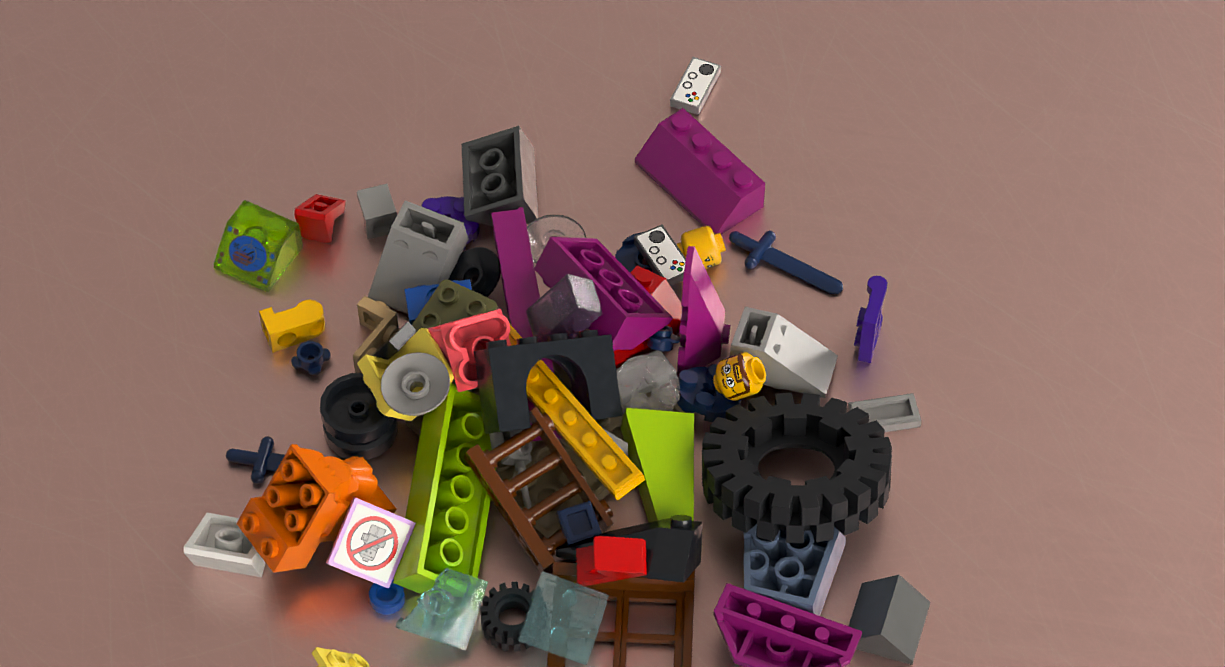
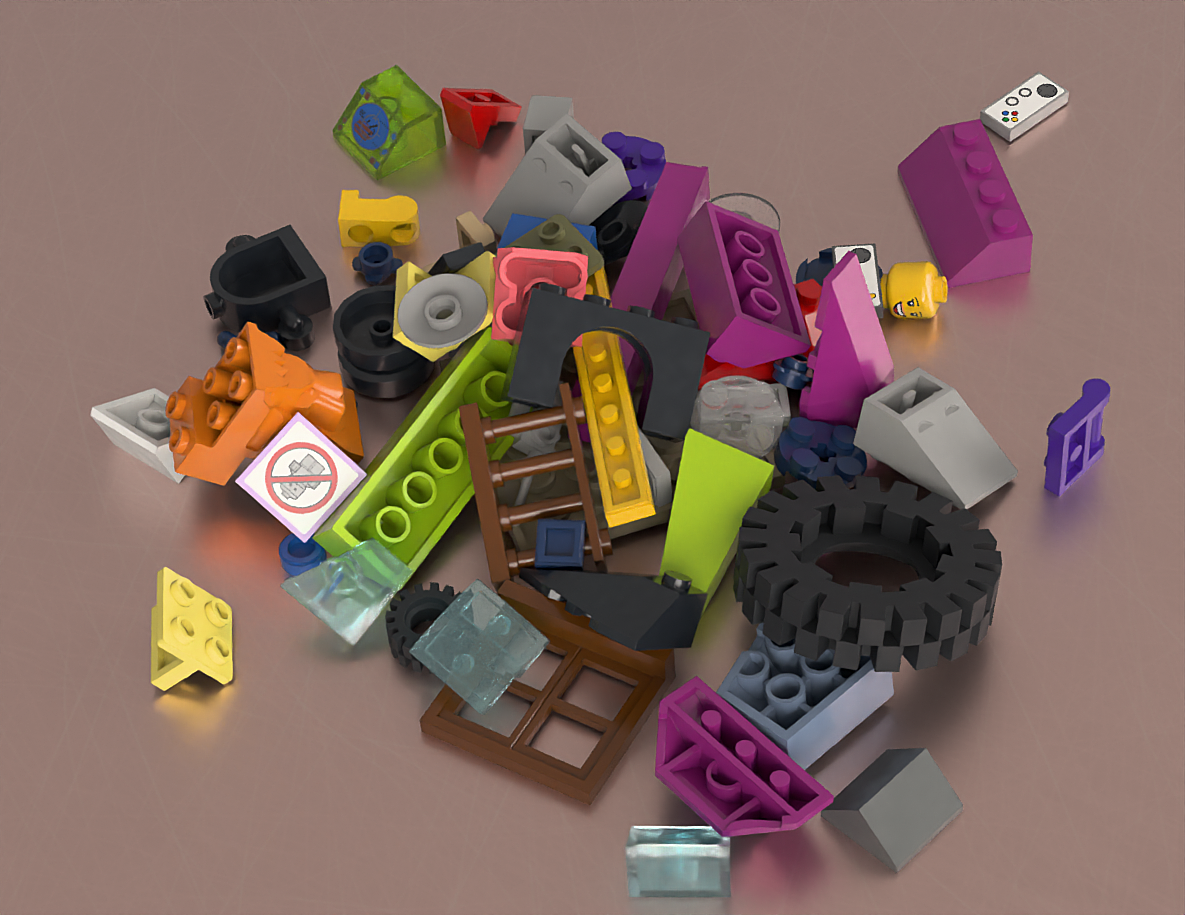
camera: 30 degrees right, 5 degrees down
(243, 403) = (269, 284): none -> black piece
(499, 176) = (715, 127): dark grey slope -> none
(565, 308) = (677, 283): clear purple brick -> none
(611, 560) = (564, 593): red slope -> none
(739, 376) = (858, 442): yellow head -> none
(763, 250) = (999, 323): dark blue sword -> none
(891, 412) = (1041, 561): light grey tile -> none

